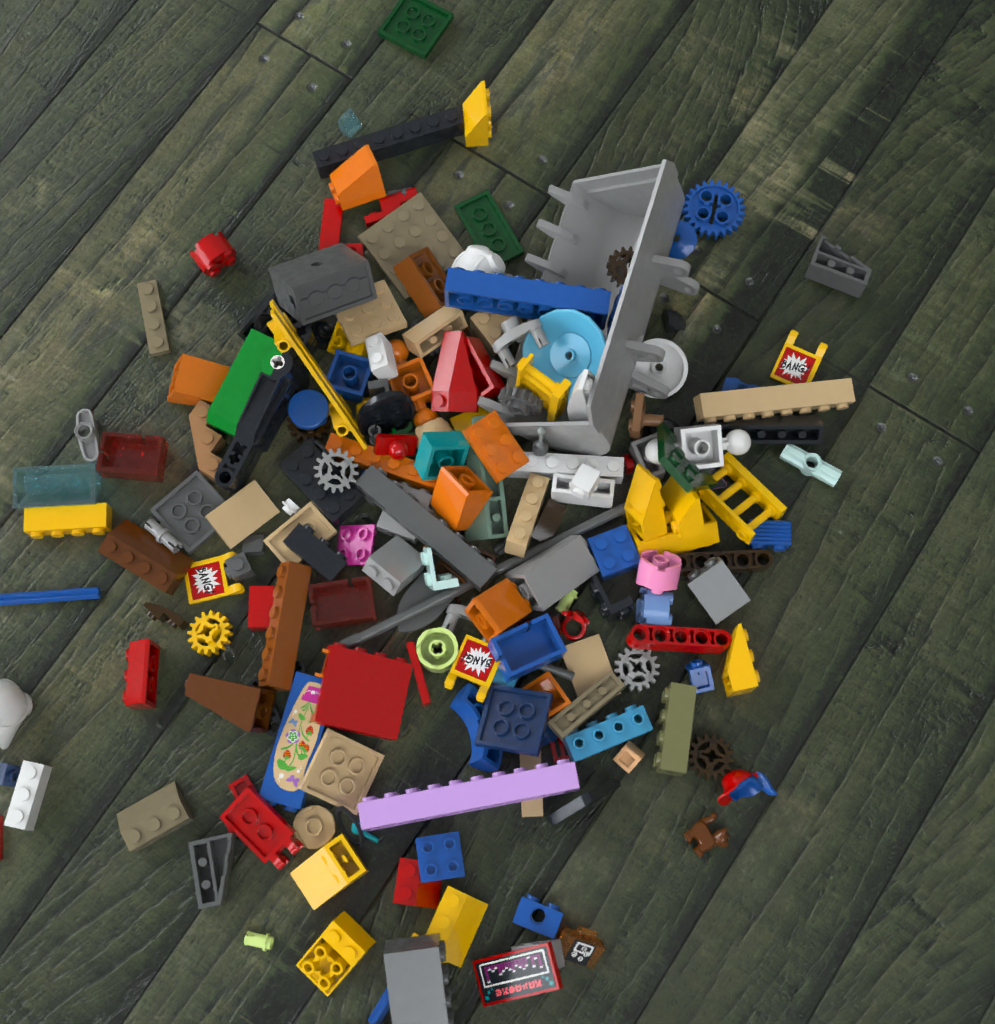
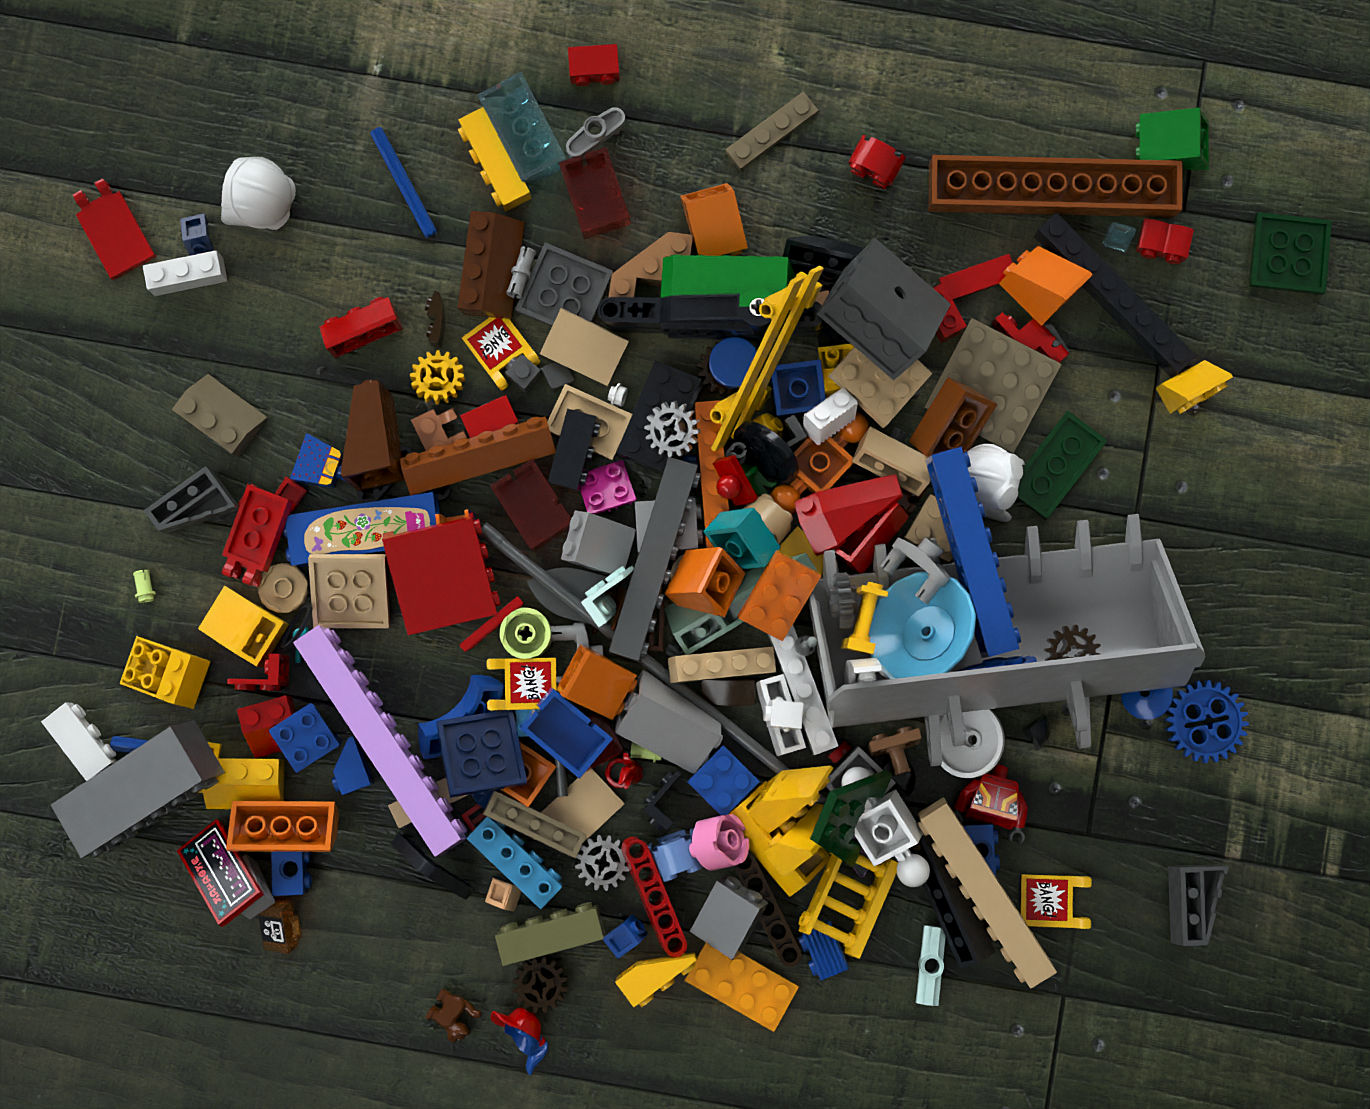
camera: 65 degrees right, 10 degrees up
(37, 418) = (593, 64): none -> red brick
(232, 753) = (317, 464): none -> blue torso
(248, 656) = (431, 431): none -> nougat plate
(292, 148) = (1055, 186): none -> dark orange brick
(301, 61) = (1175, 137): none -> green slope
(367, 96) = (1164, 240): none -> red brick
(376, 857) = (278, 675): none -> red bracket
(481, 832) = (351, 769): none -> blue slope
(502, 906) = (282, 826): none -> orange slope
(710, 369) = (995, 802): none -> red torso
(771, 605) = (743, 985): none -> light orange plate

